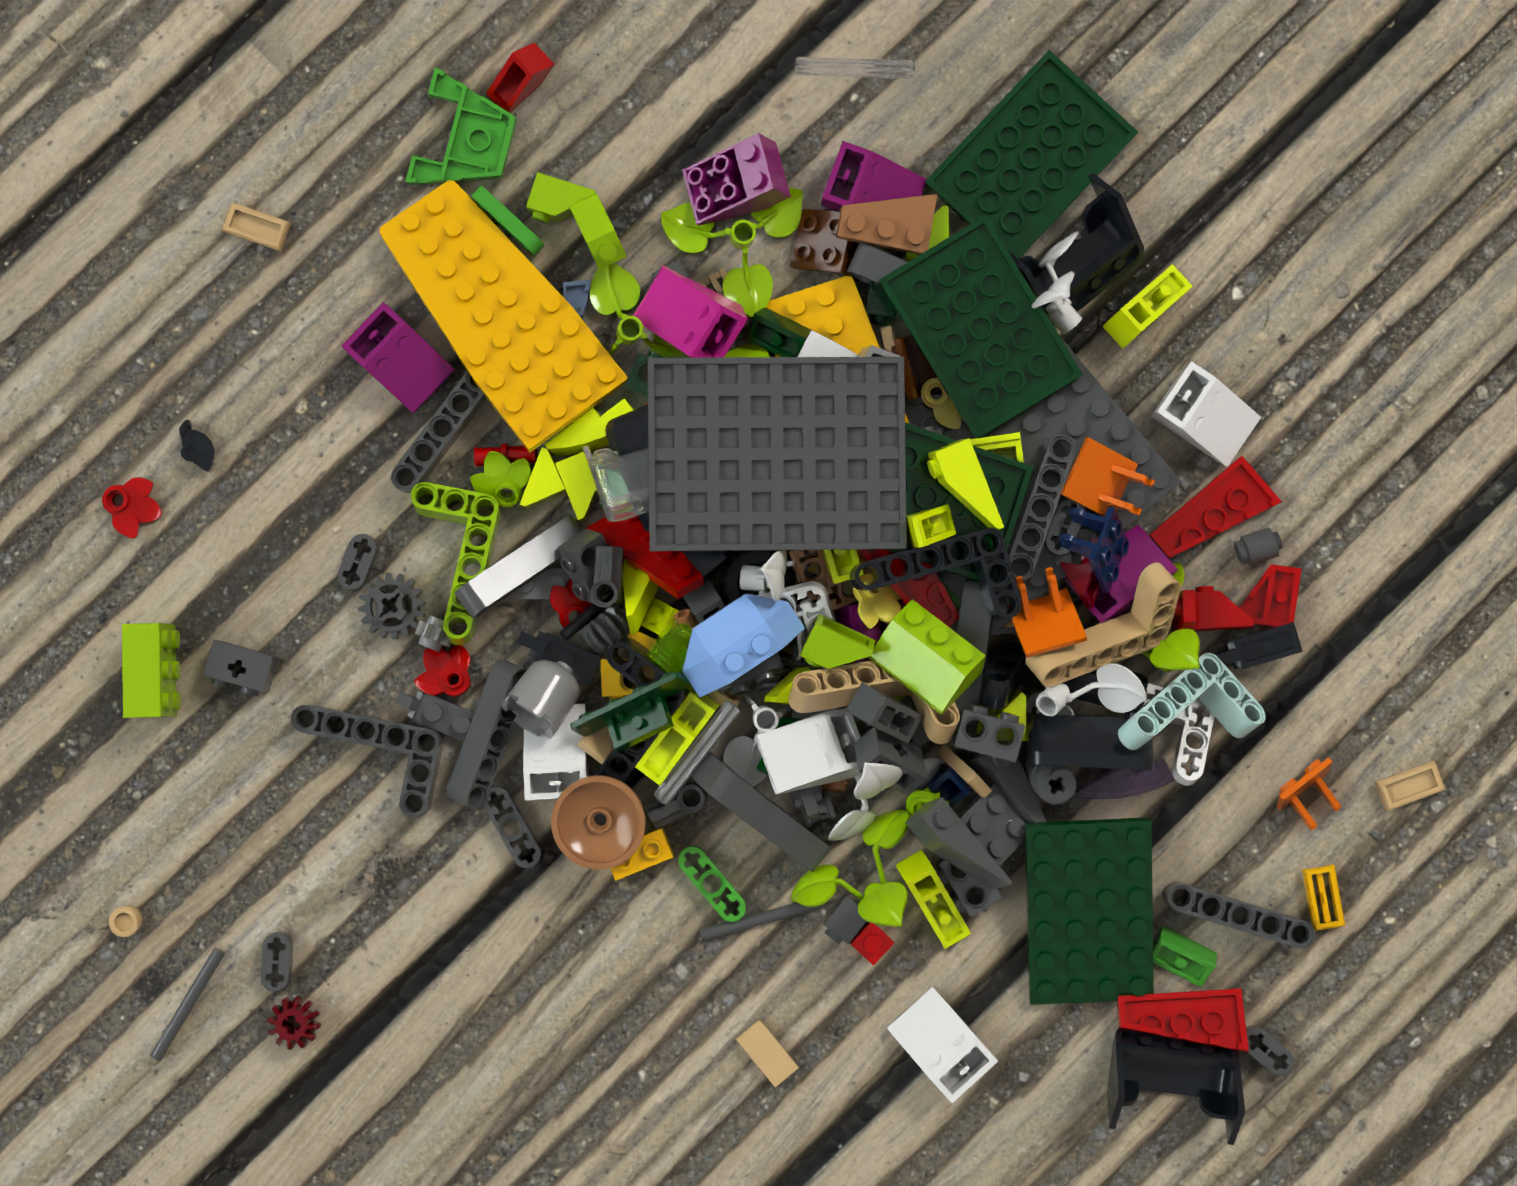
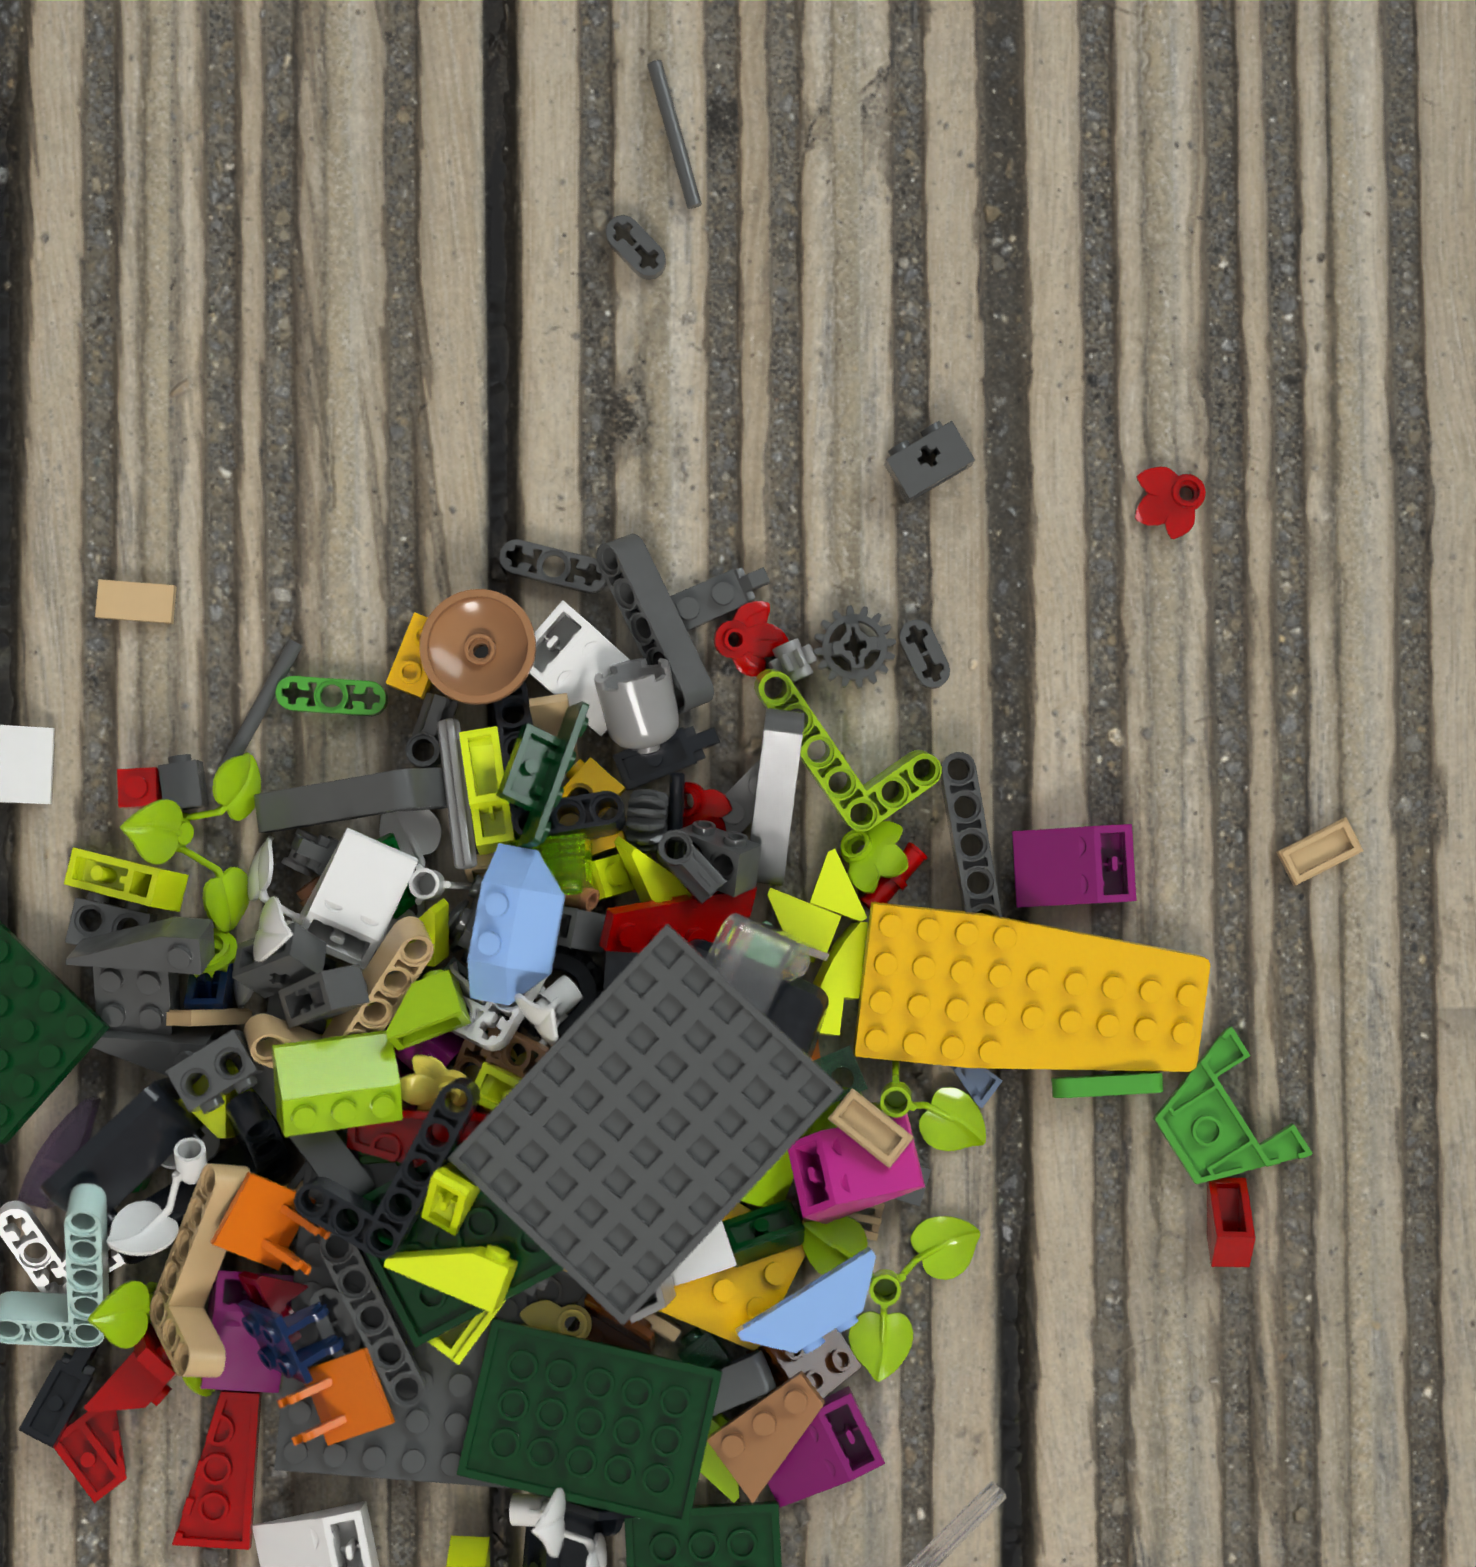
camera: 130 degrees right, 0 degrees up
(125, 921) = (800, 148): tan tile -> none
(150, 670) = (1000, 378): lime brick -> none
(196, 446) = (1167, 608): black piece -> none
(302, 1016) = (570, 199): dark red gear -> none
(382, 739) = (742, 523): dark grey beam -> none
(552, 198) = (1083, 1149): lime slope -> none
(597, 231) = (1017, 1157): lime slope -> none
(659, 327) = (870, 1128): none -> tan tile
(737, 181) = (943, 1330): magenta slope -> none
(792, 261) = (815, 1309): none -> light blue wedge
(1051, 782) = (119, 1084): dark grey piece -> none
(1258, 546) = (153, 1482): dark grey brick -> none

